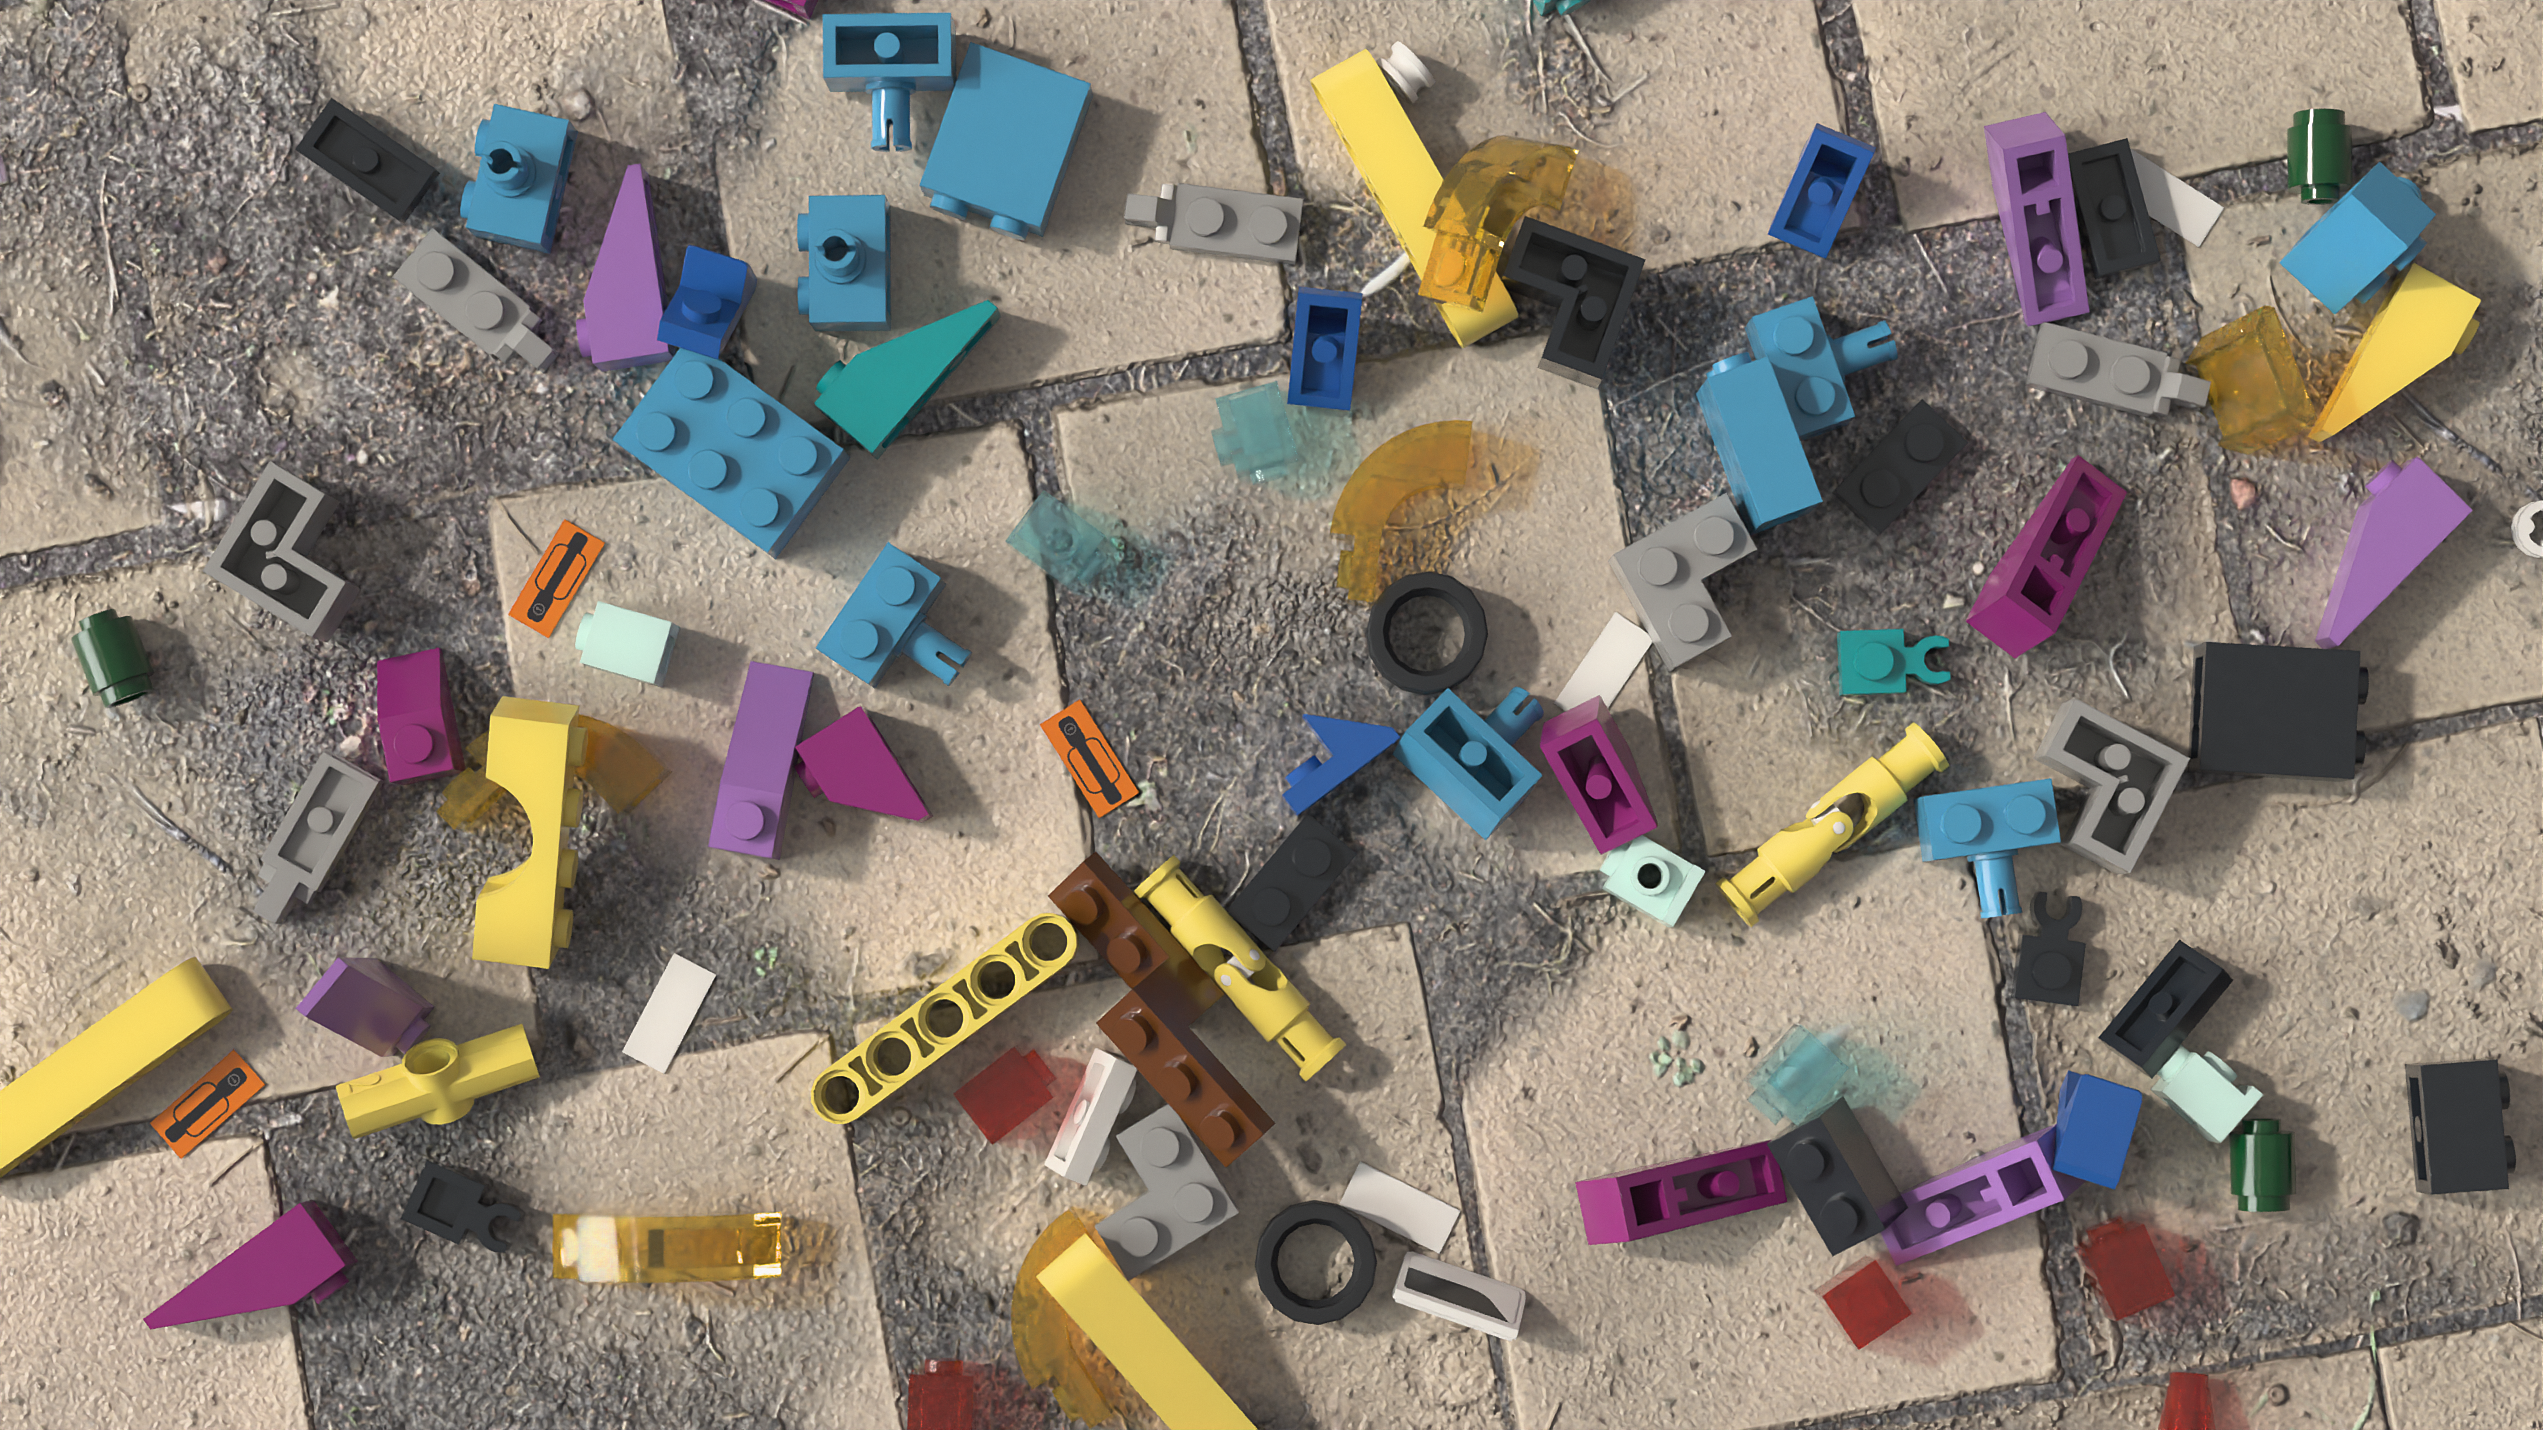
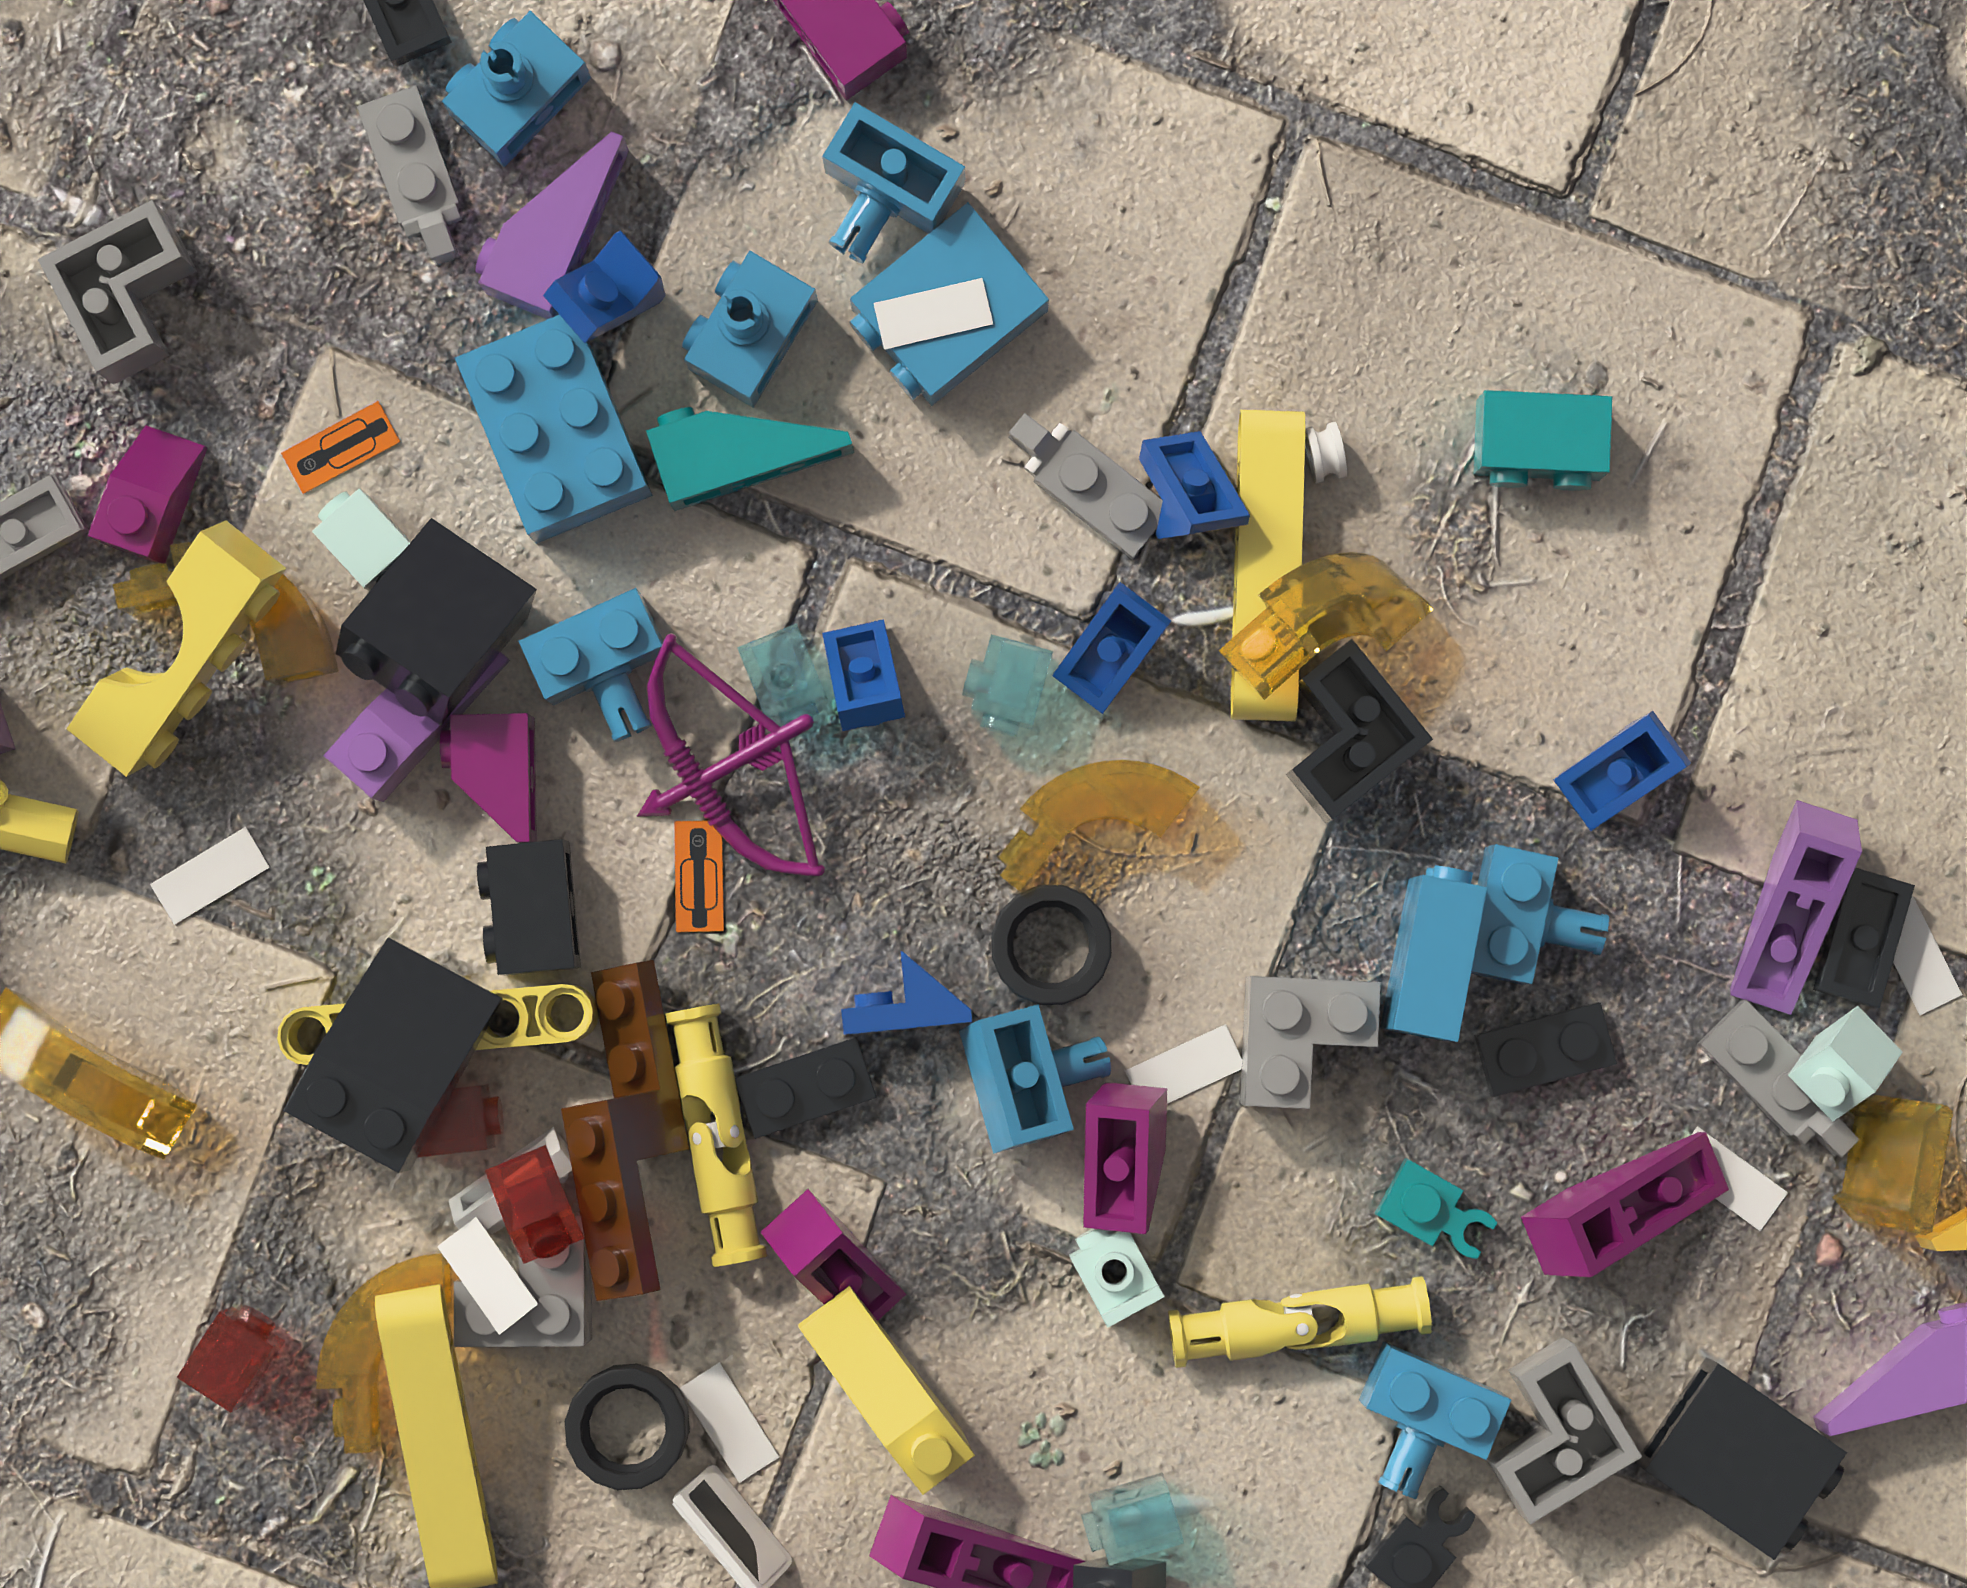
camera: 30 degrees right, 0 degrees up
(733, 676) = (434, 622): none -> black brick
(926, 1063) = (393, 1056): none -> black slope
(963, 871) = (530, 907): none -> black brick
(999, 155) = (933, 313): none -> white sticker
(1073, 619) = (754, 749): none -> magenta piece
(1120, 1202) = (487, 1275): none -> white sticker
(1125, 1115) = (534, 1205): none -> clear red brick
(1127, 500) = (863, 675): none -> blue slope
(1308, 169) = (1191, 485): none -> blue slope
(1406, 1016) = (828, 1256): none -> magenta slope
(1517, 1093) = (887, 1390): none -> light yellow slope
(2146, 483) = (1749, 1192): none -> white sticker
(2160, 324) = (1845, 1063): none -> light aqua brick

